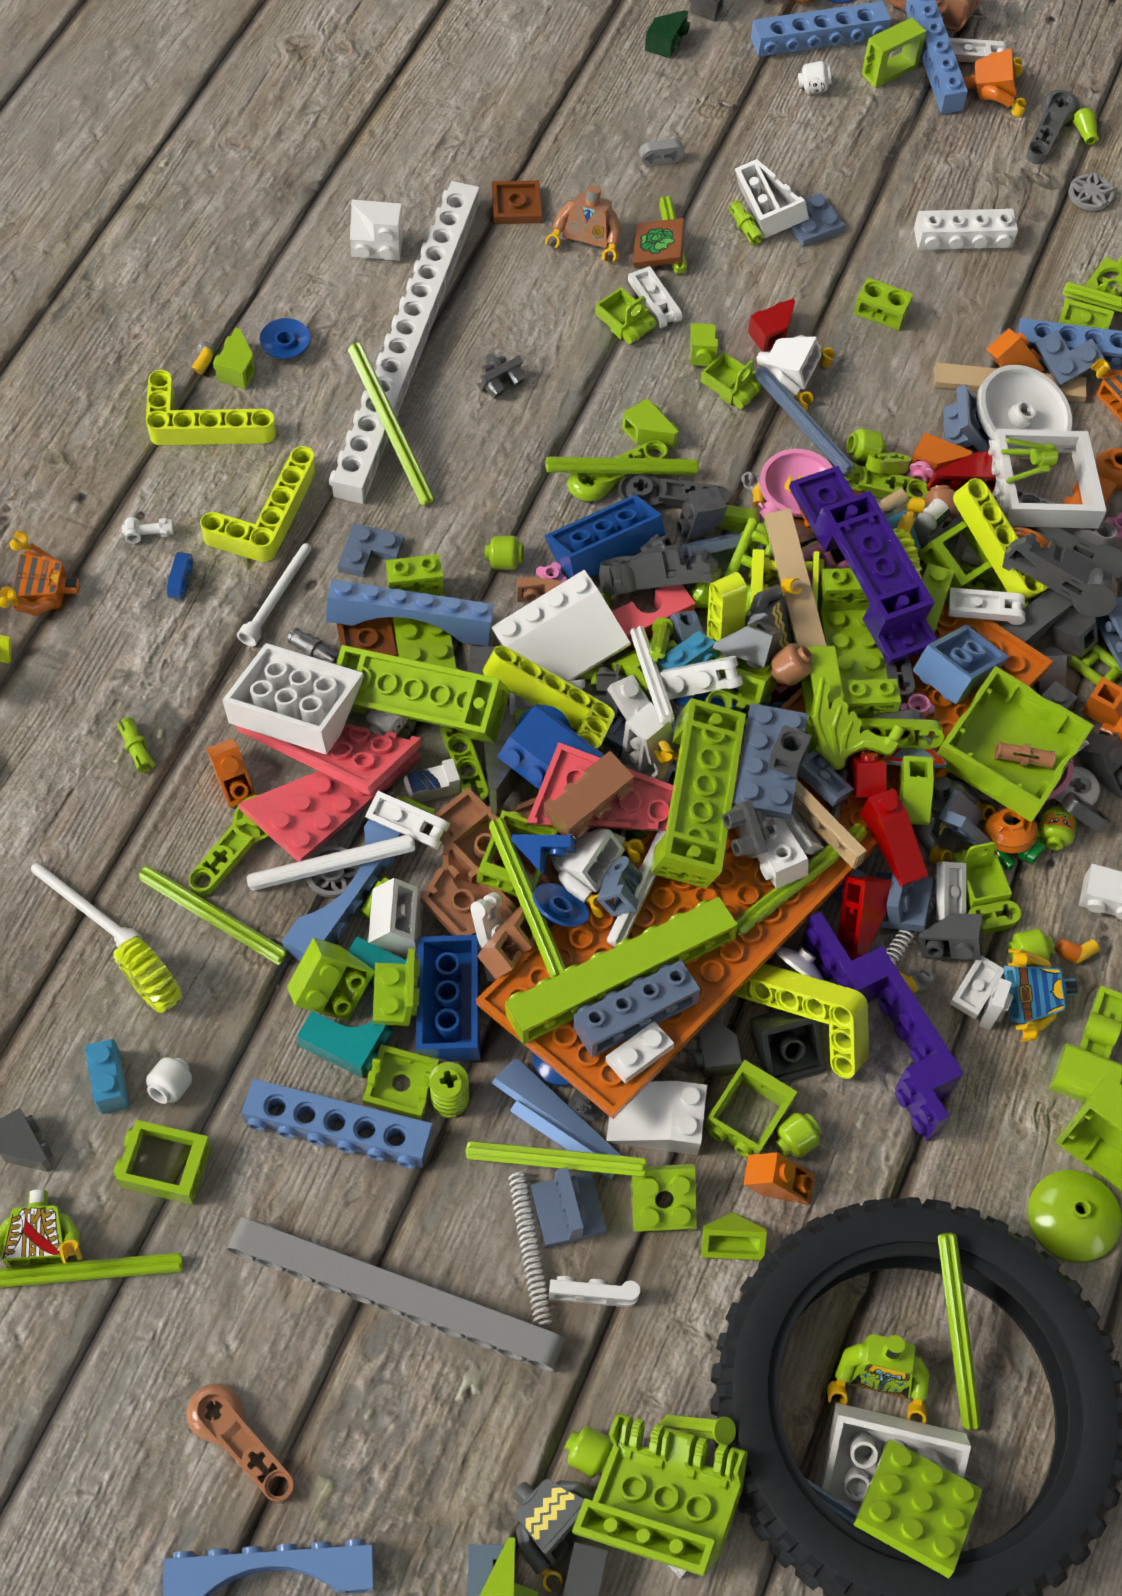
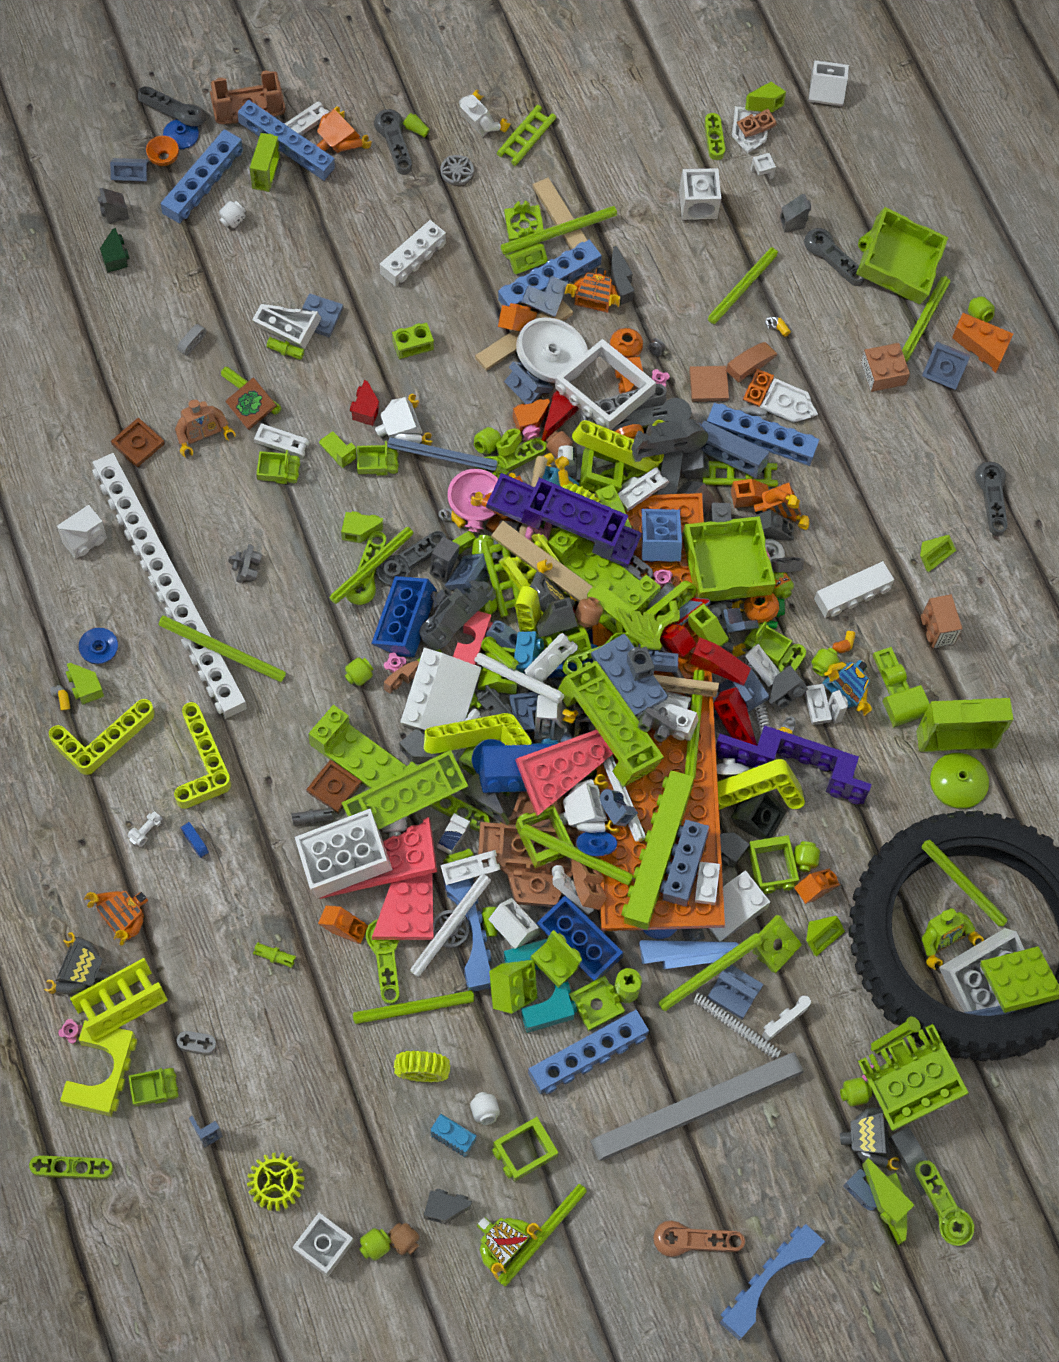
camera: 45 degrees left, 5 degrees up
(120, 934) = (382, 1060): white piece -> none
(251, 632) = (268, 837): white piece -> none
(355, 602) = (315, 770): medium blue arch -> none
(368, 542) = (274, 732): sand blue plate -> none
(536, 846) = (556, 824): blue slope -> none
(589, 796) = (561, 774): nougat wedge -> none
(628, 696) = (516, 701): white plate -> none
(1042, 456) = (596, 377): lime plant -> none
(1043, 757) = (738, 561): nougat pin -> none

